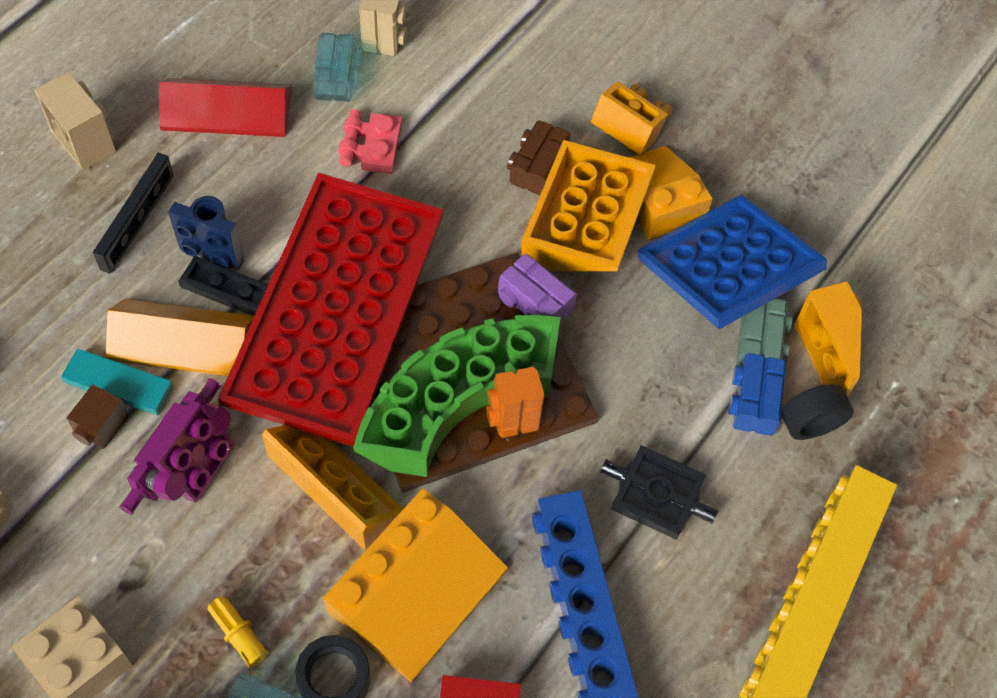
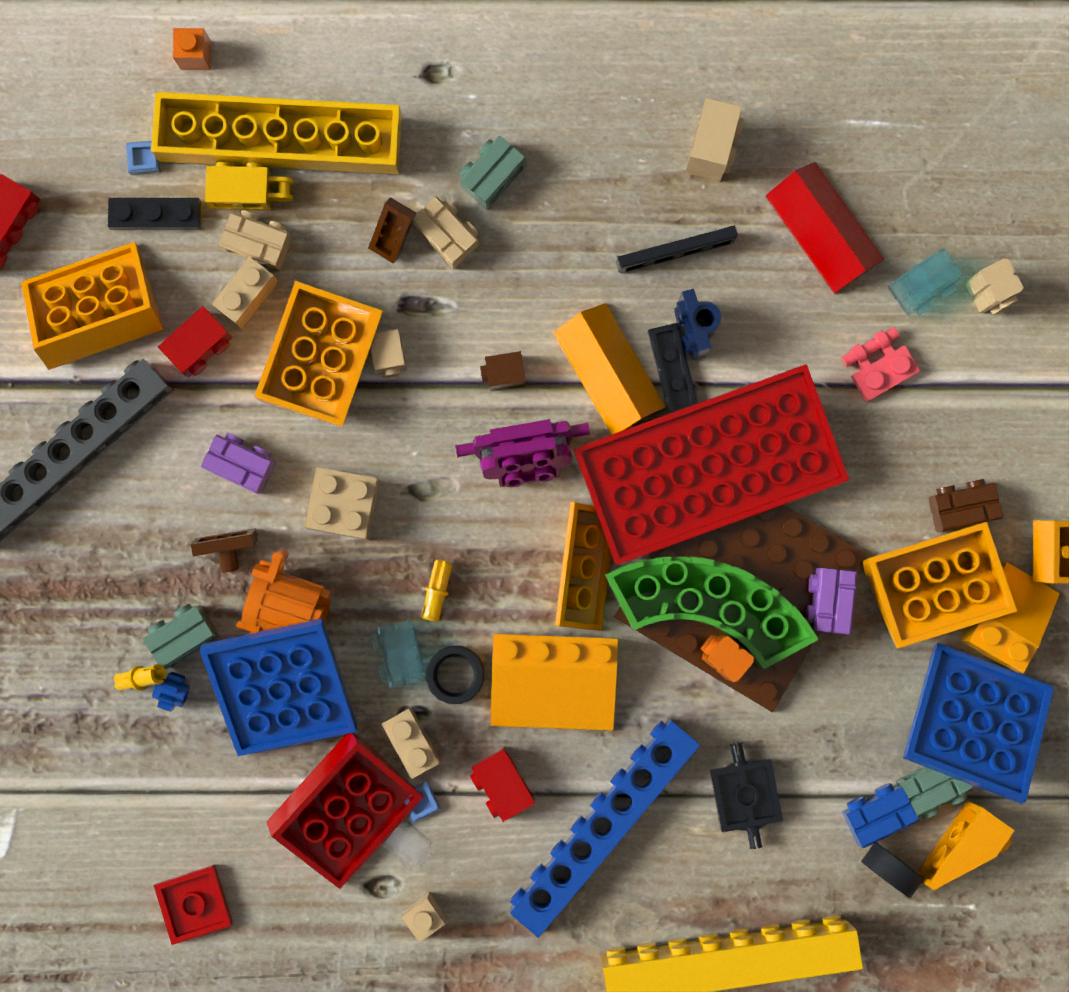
camera: 60 degrees right, 25 degrees up
(125, 382) = (541, 357): teal tile -> none

